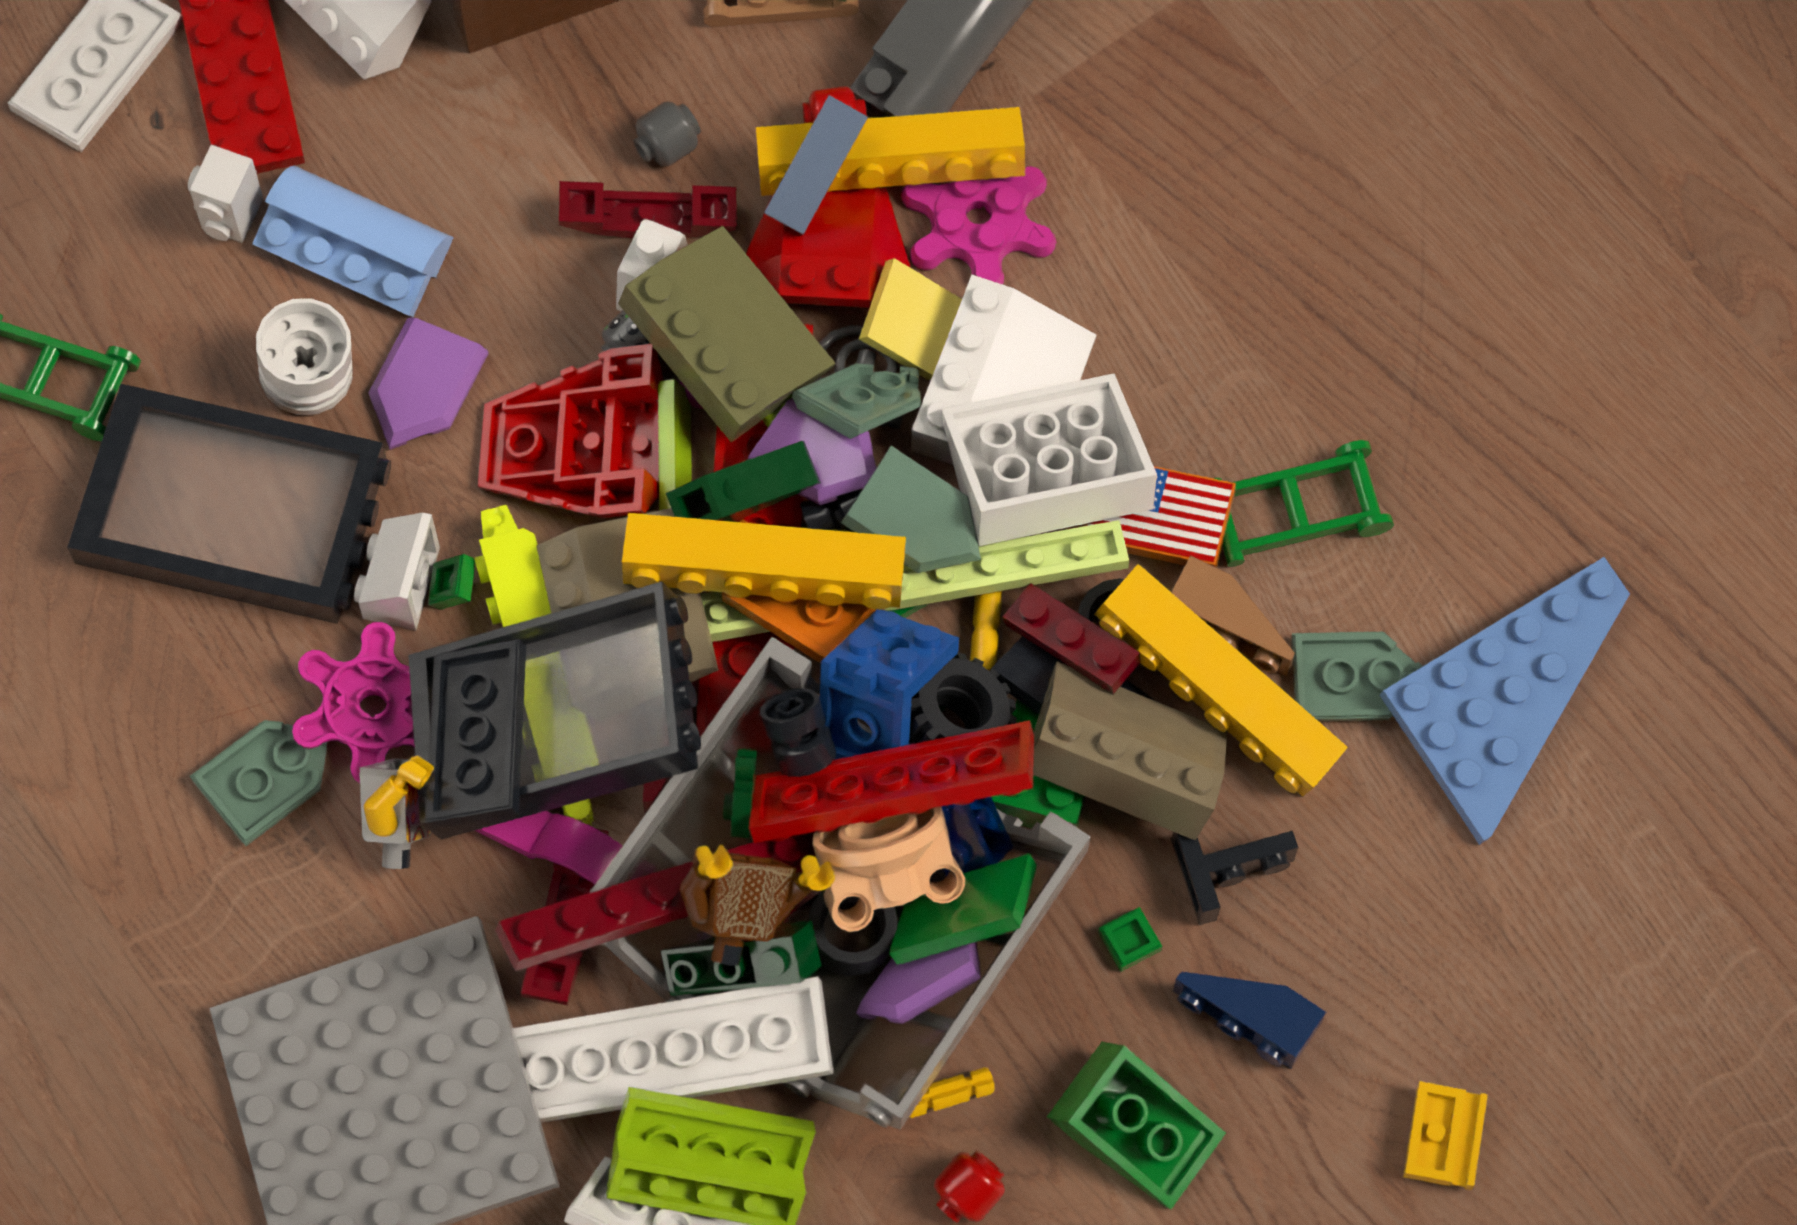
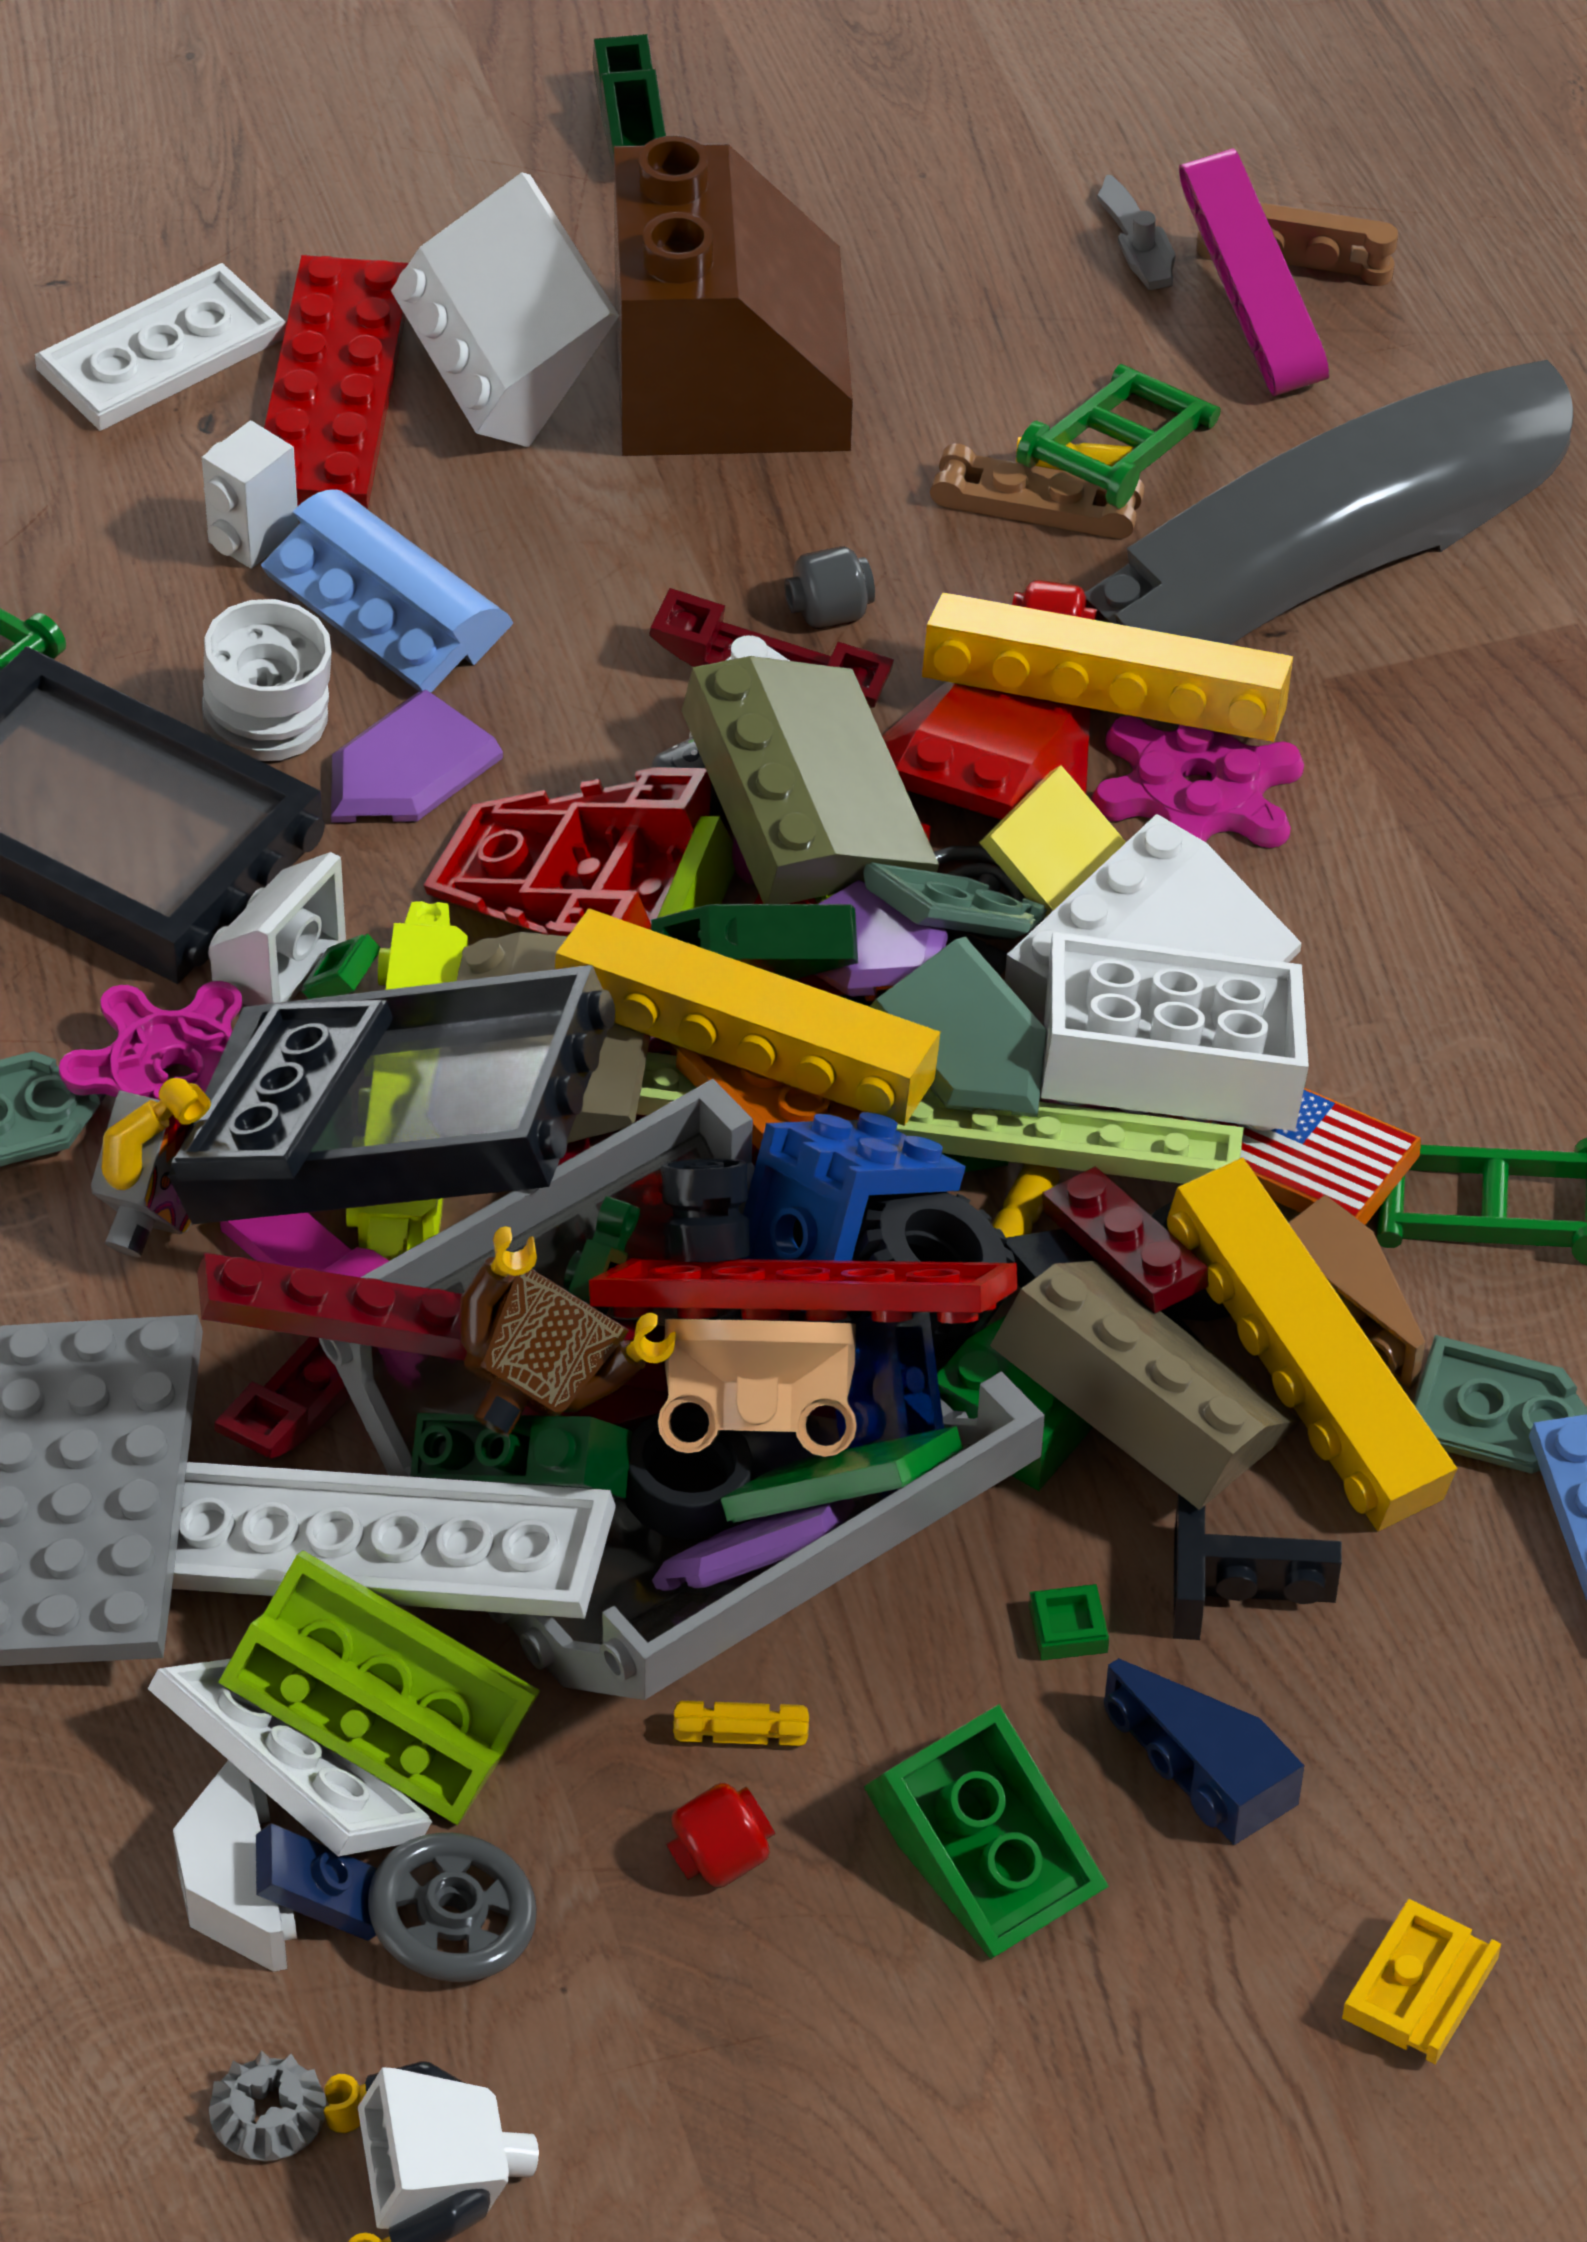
camera: 20 degrees right, 20 degrees down
(816, 165) = (999, 637): sand blue tile -> none

